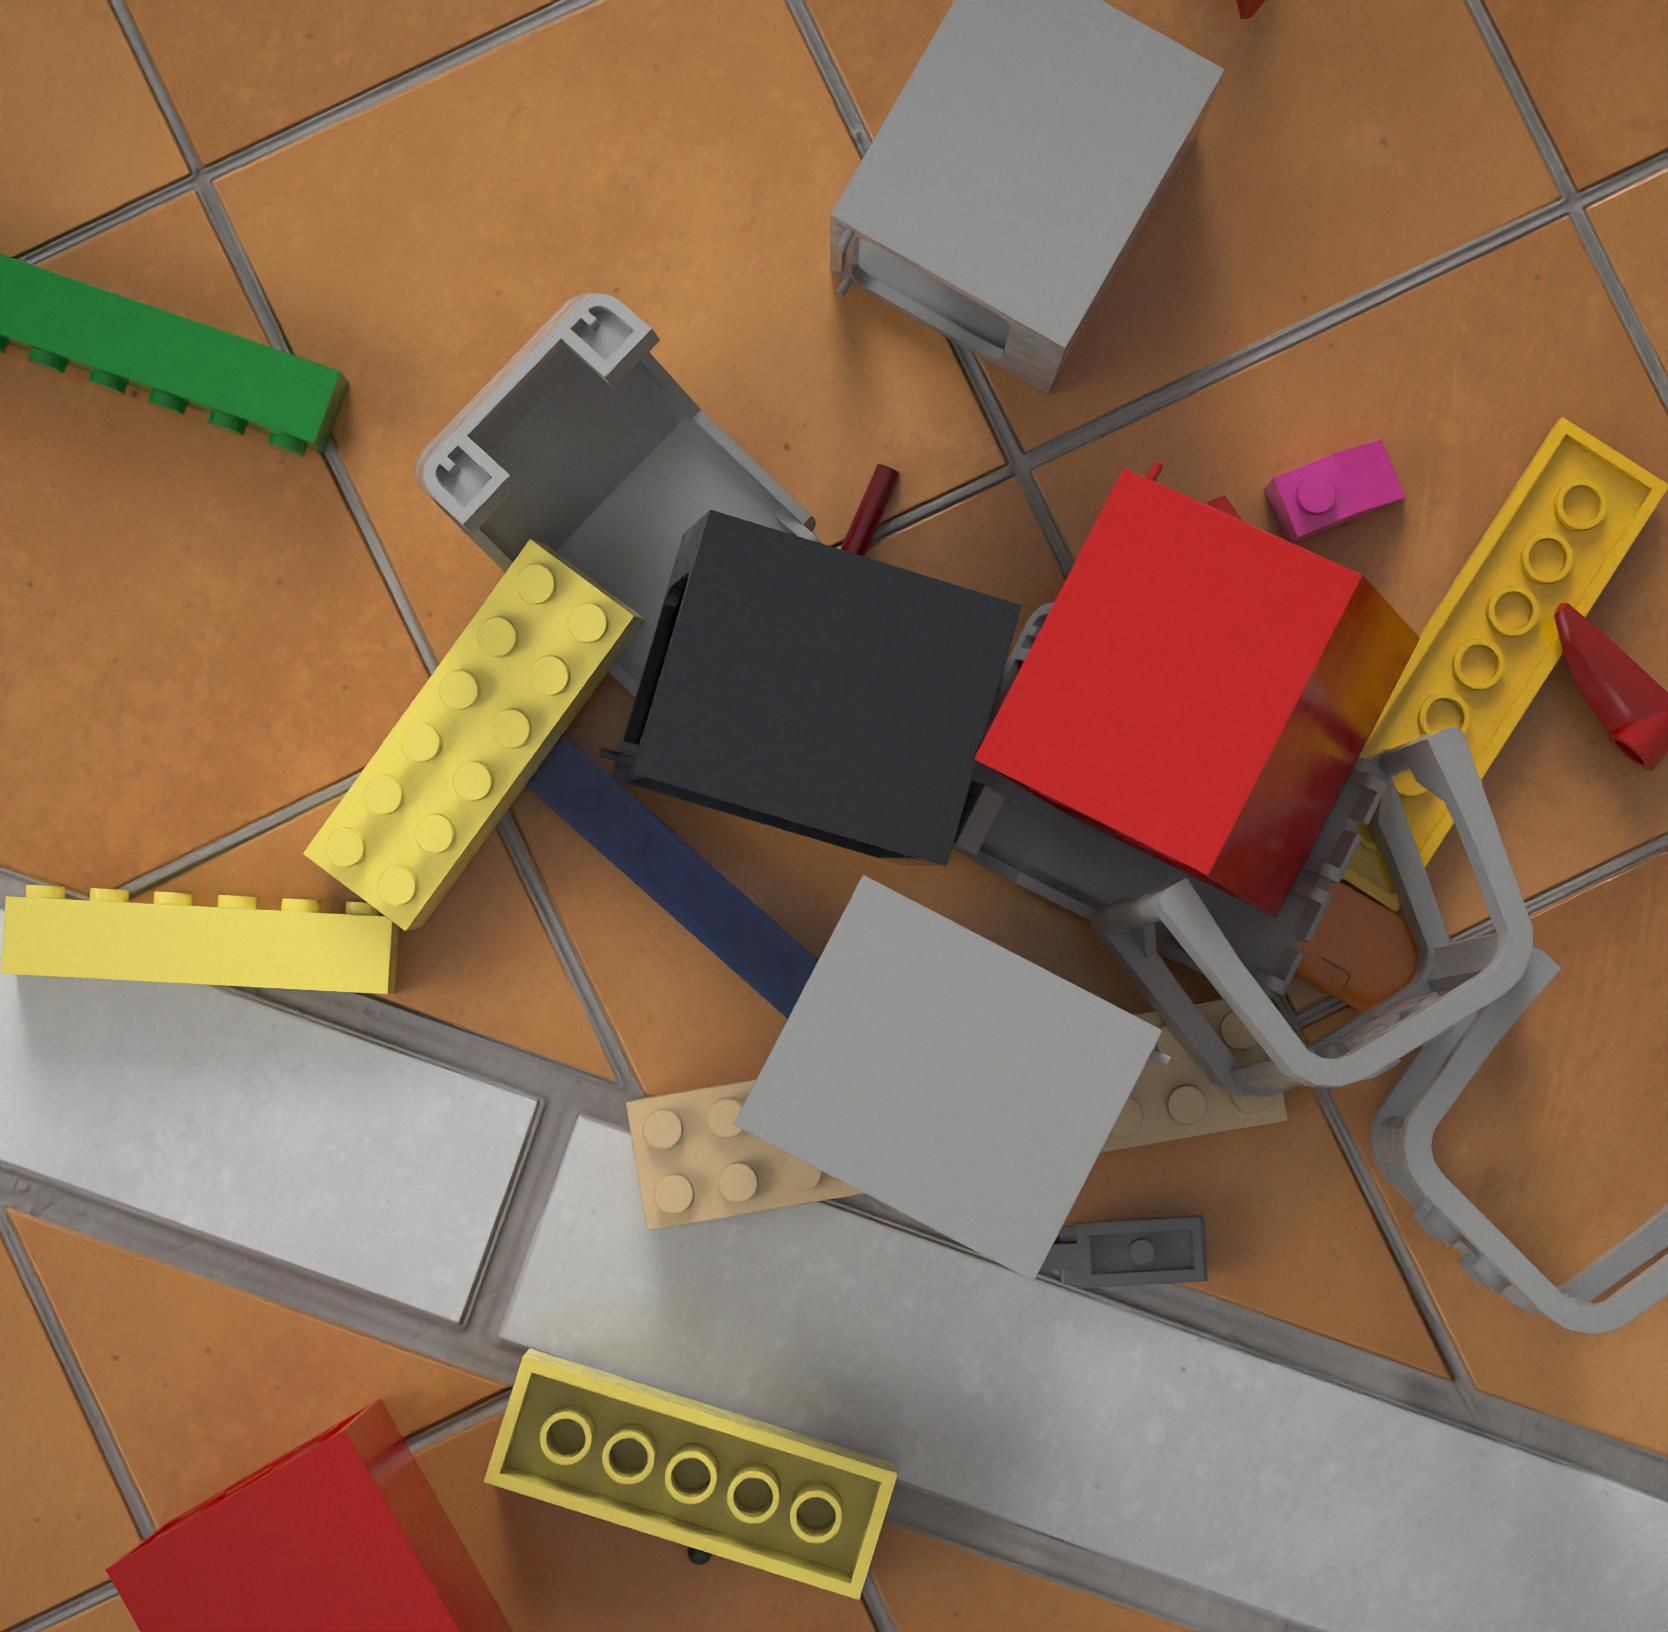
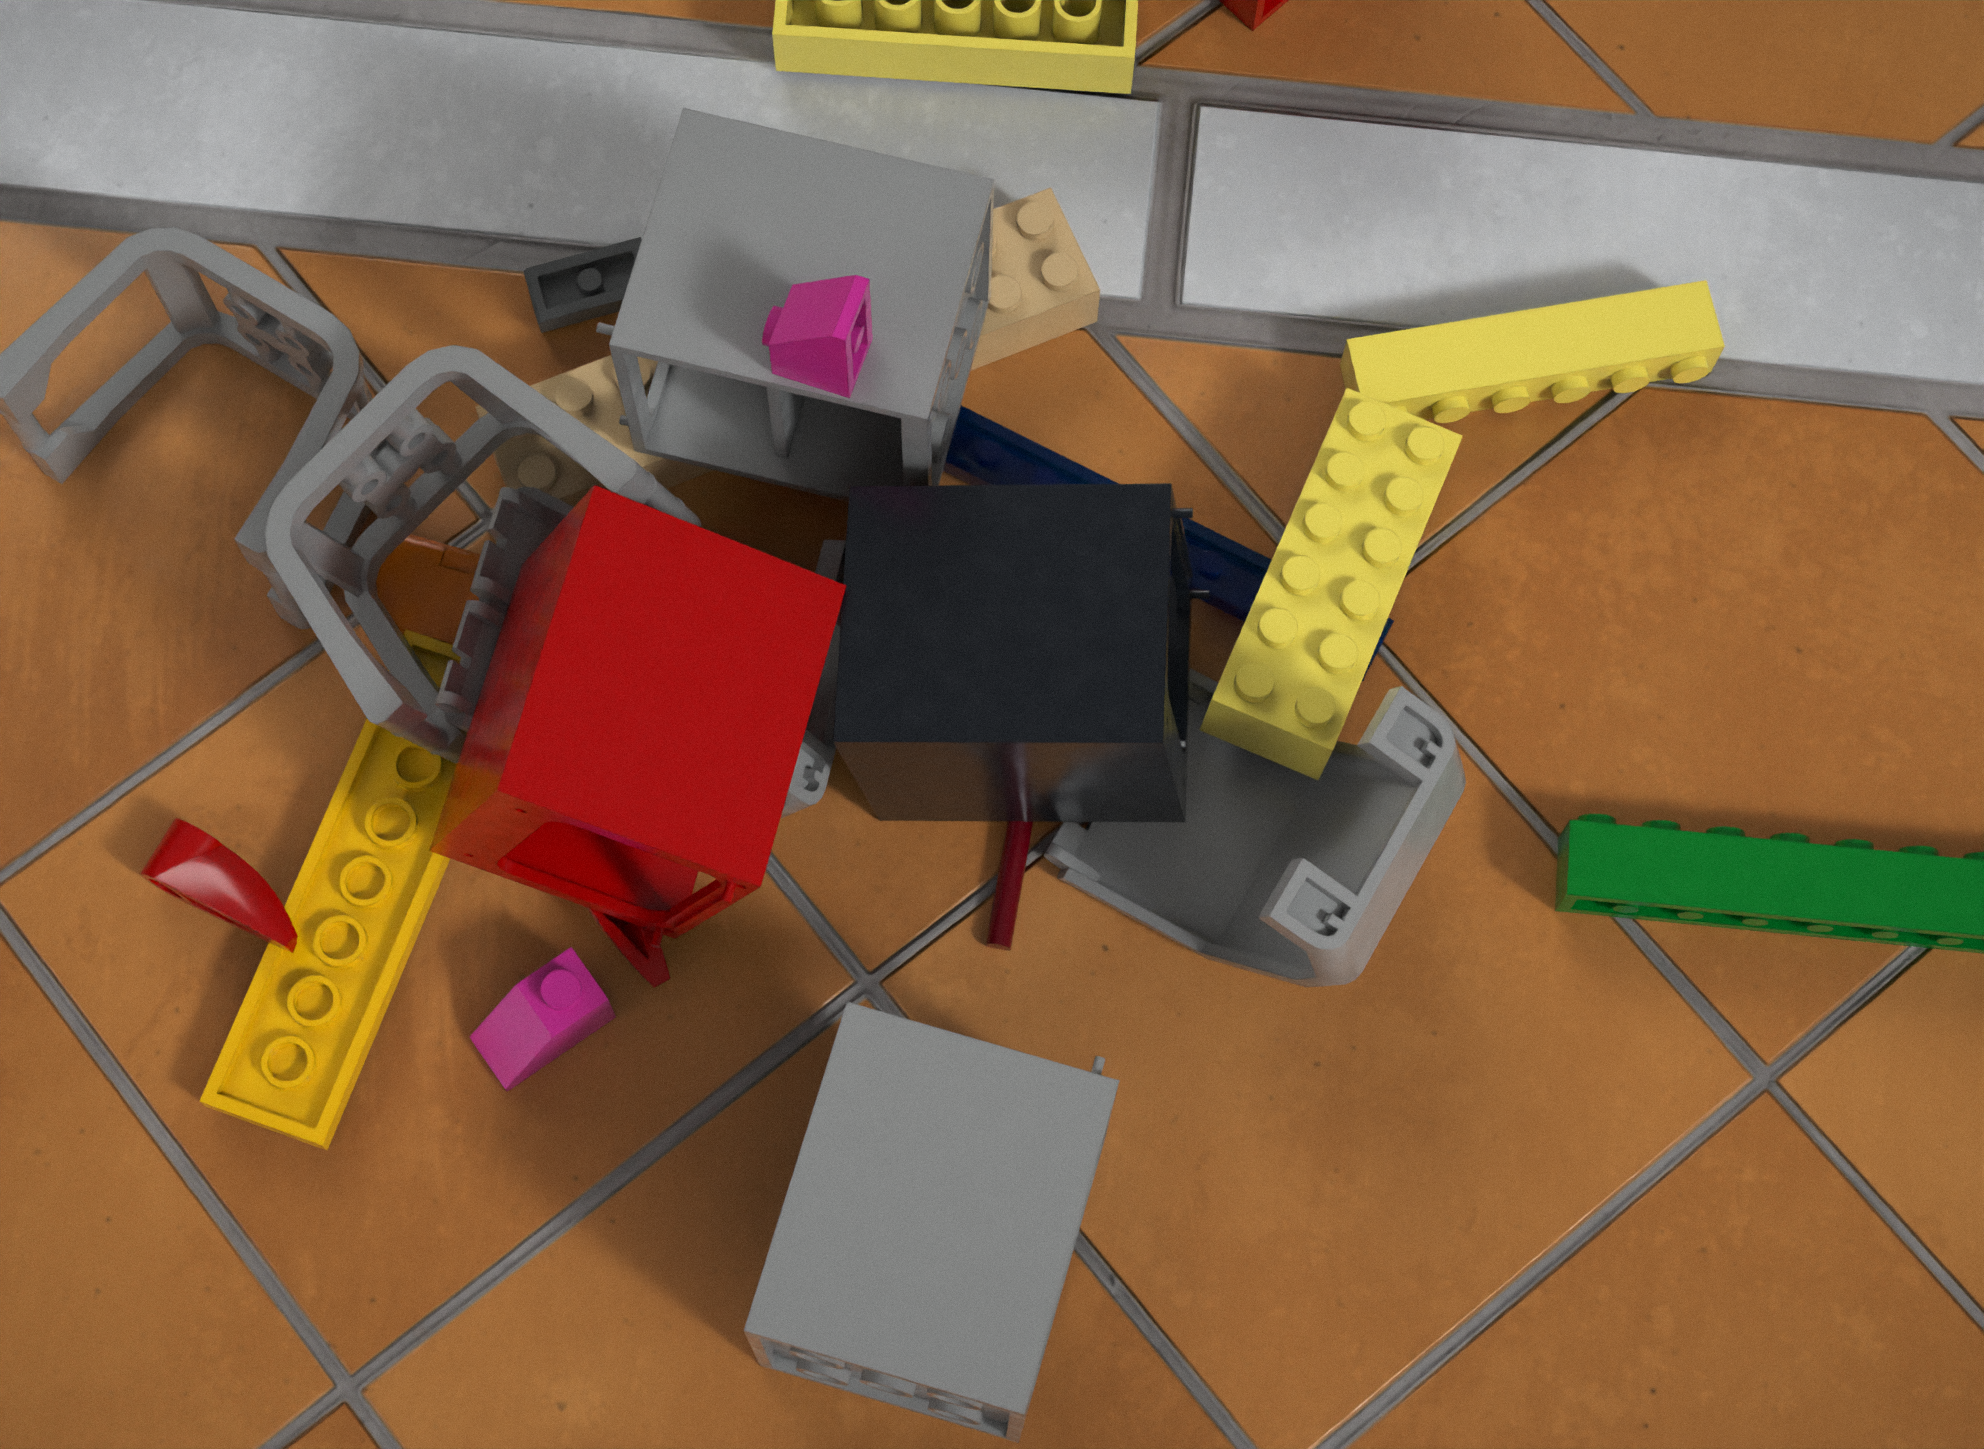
camera: 165 degrees right, 15 degrees down
(957, 968) = (822, 333): none -> dark pink slope

